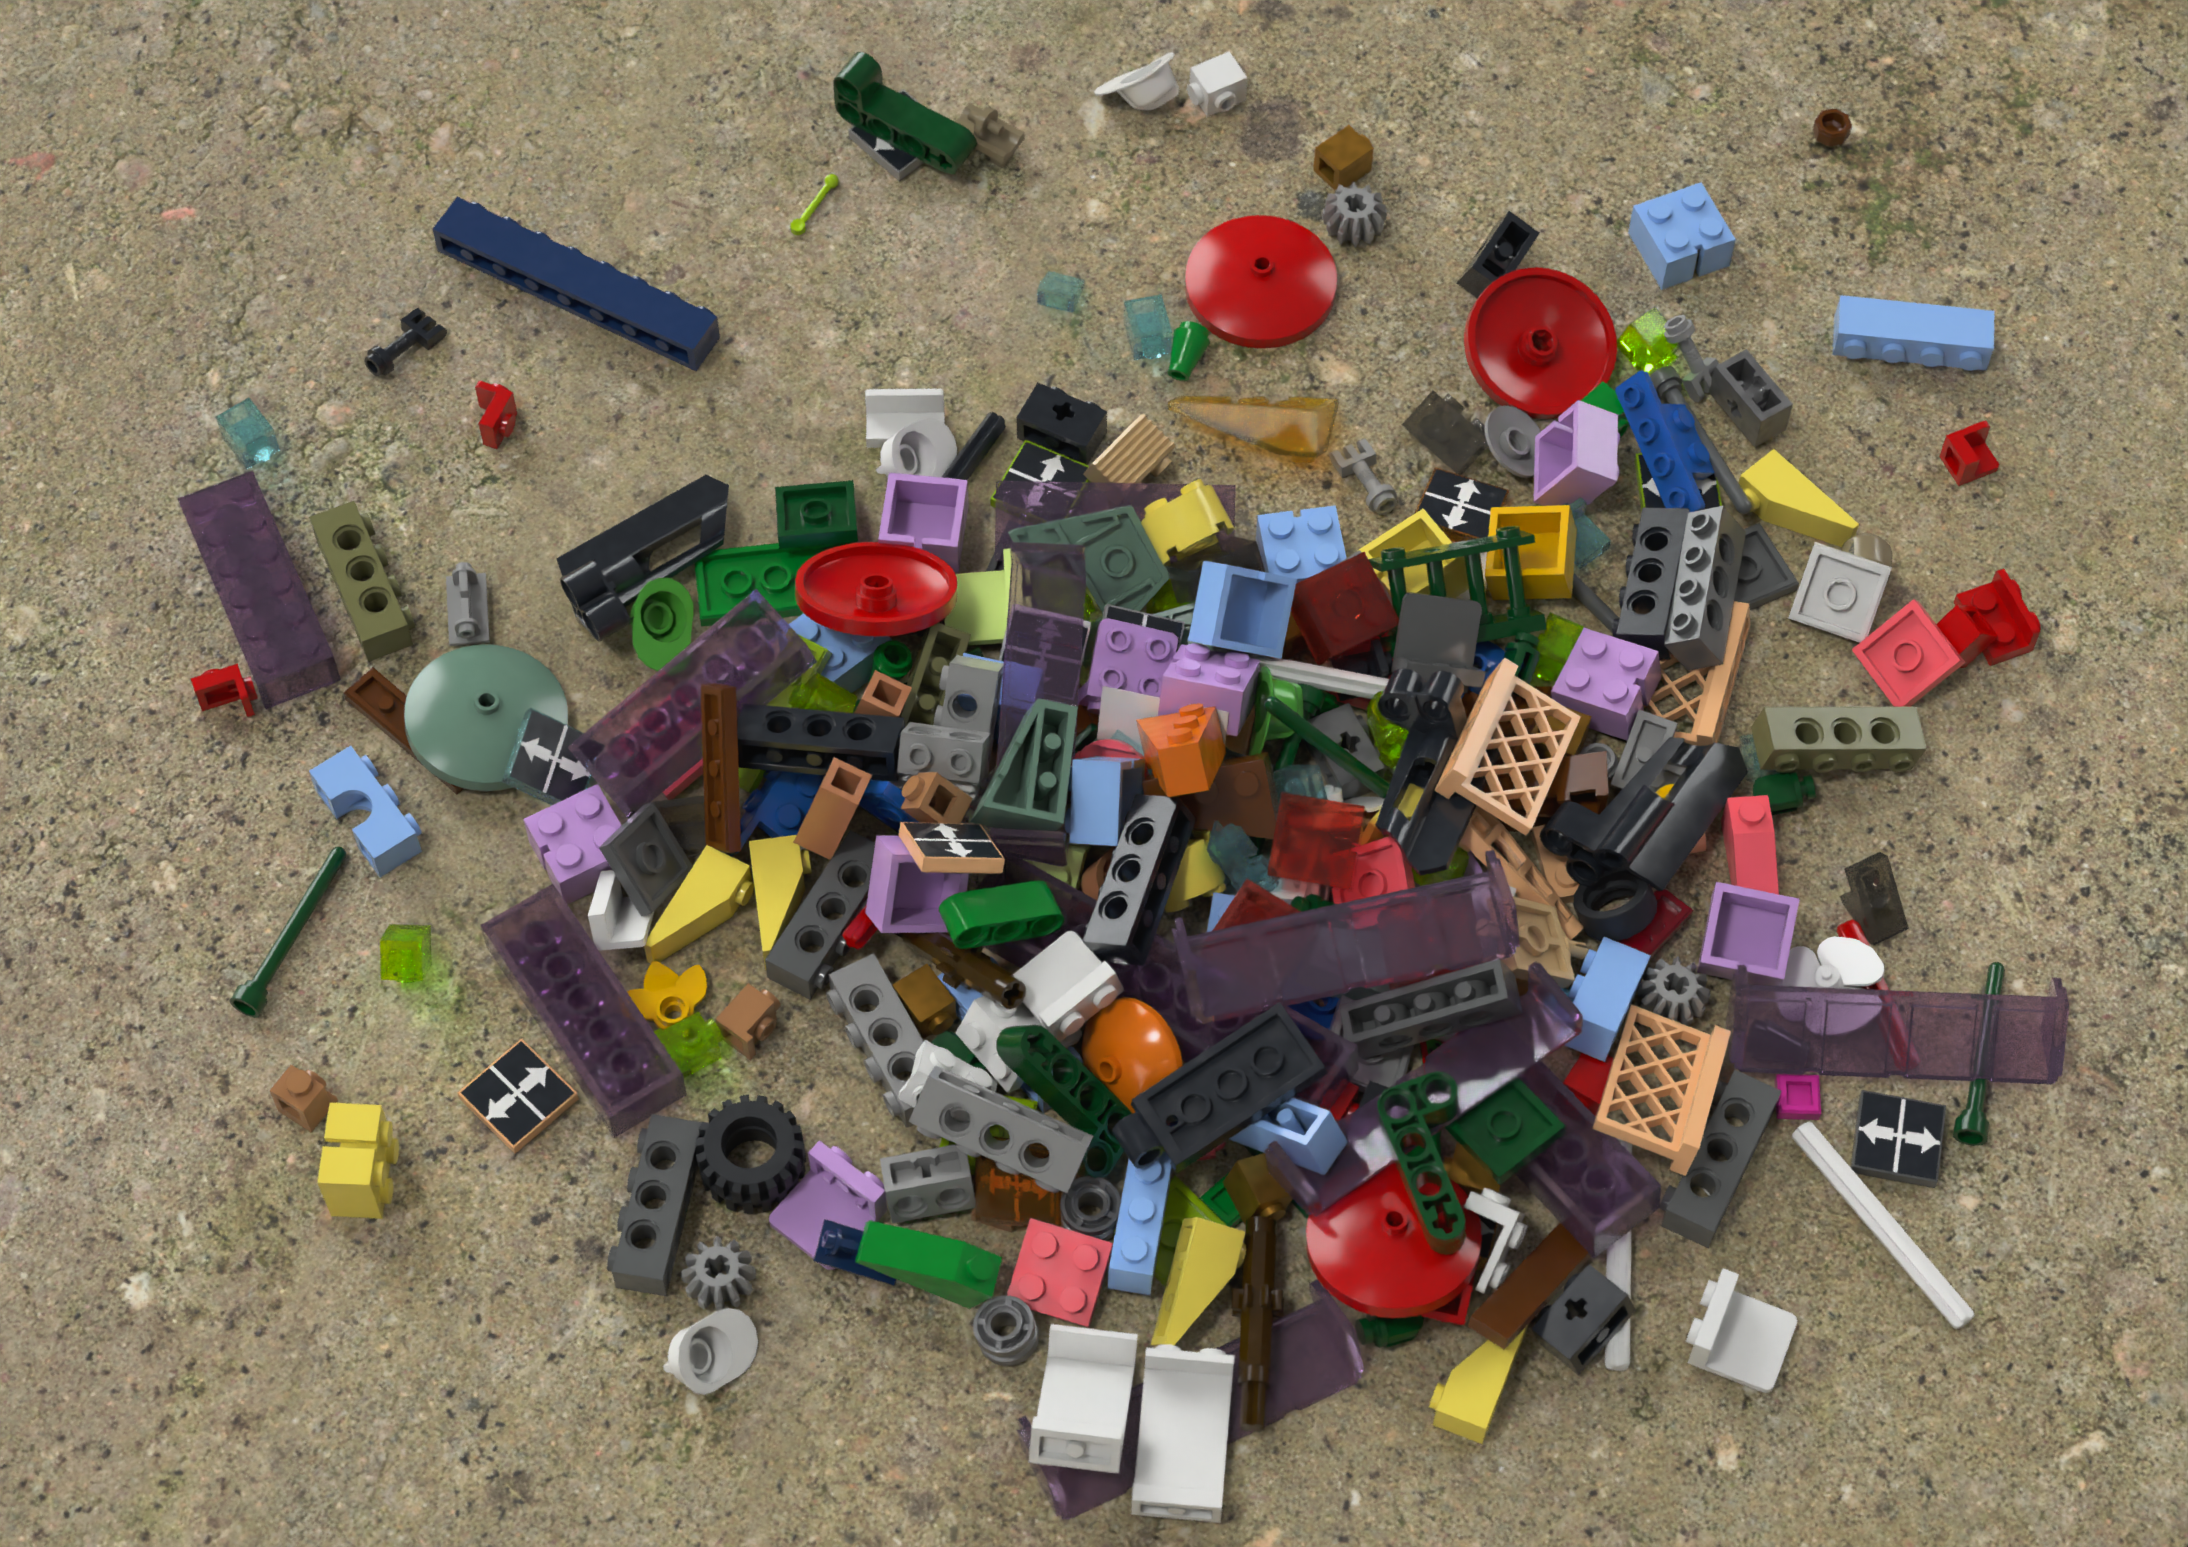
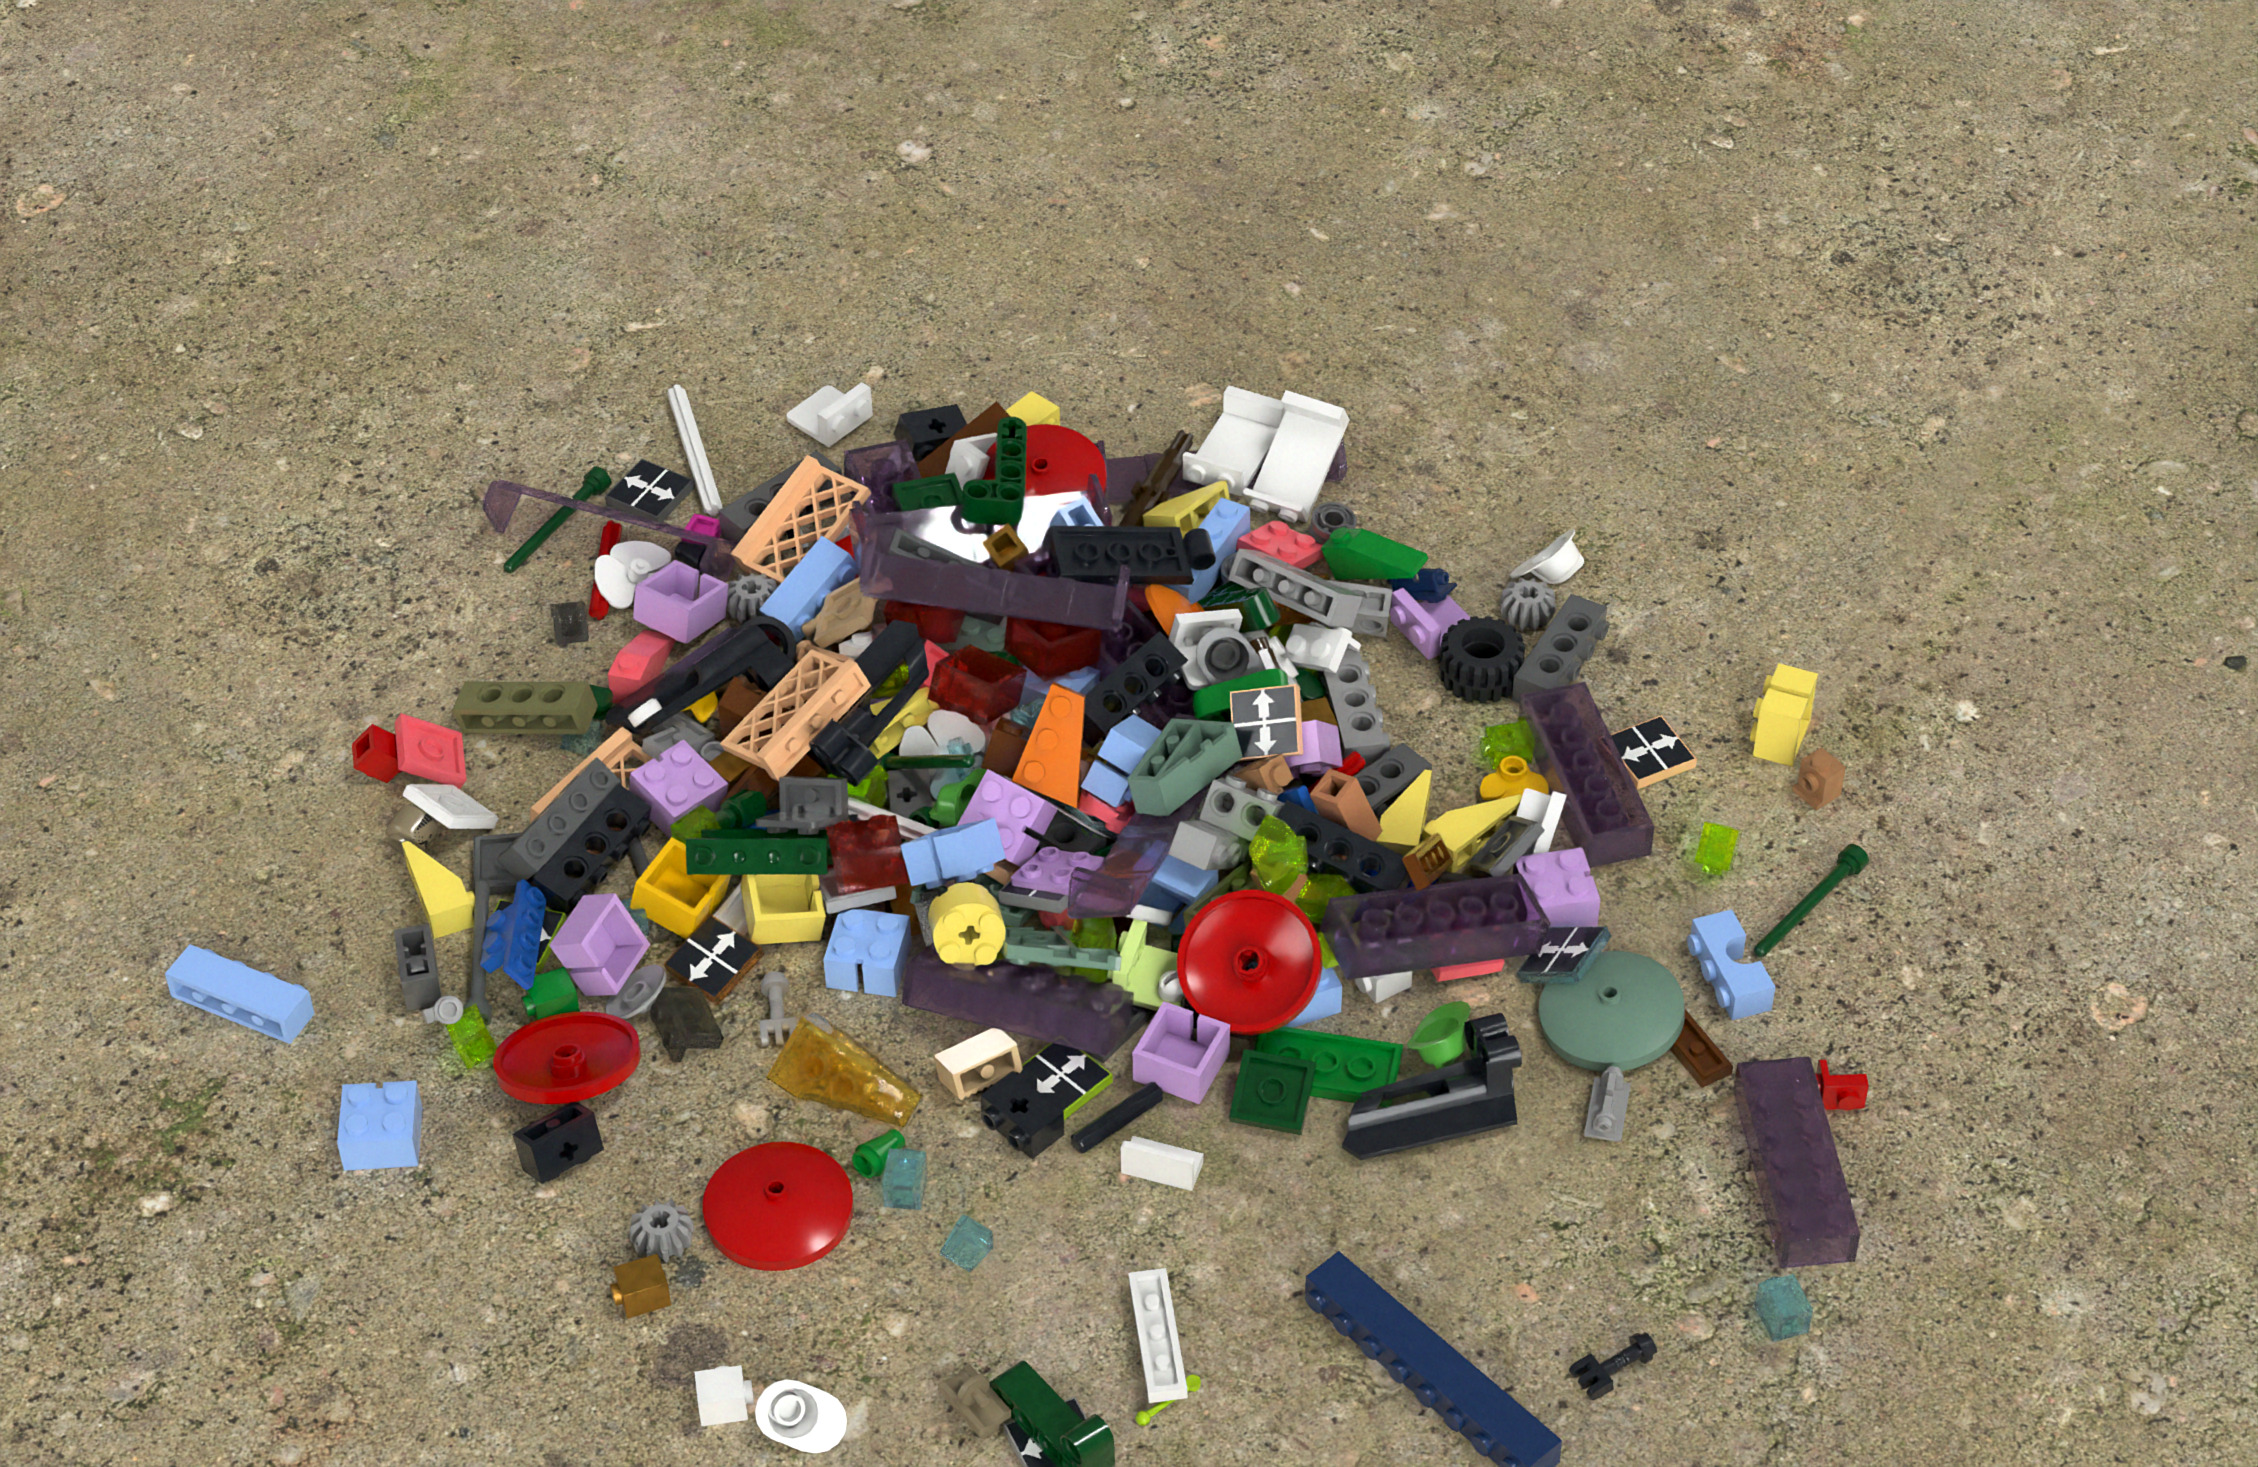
camera: 160 degrees left, 15 degrees down
(379, 631) = (1698, 1148): olive brick -> none
(500, 412) = (1536, 1264): red bracket -> none
(748, 1019) = (1456, 747): medium nougat brick -> none
(843, 244) = (1157, 1335): none -> white plate
(877, 672) = (1278, 855): none -> clear neon green piece
(919, 449) = (1171, 1120): white piece -> none
(965, 592) = (1172, 991): none -> white hinge
(1036, 961) = (1226, 655): none -> dark grey piece
(1373, 1064) = (1005, 548): none -> pearl gold brick
(1690, 741) = (644, 712): none -> white tile
(1832, 127) = (172, 1195): reddish brown tile -> none
(1967, 454) = (269, 896): red panel -> none
(2007, 614) = (334, 776): red bracket -> none

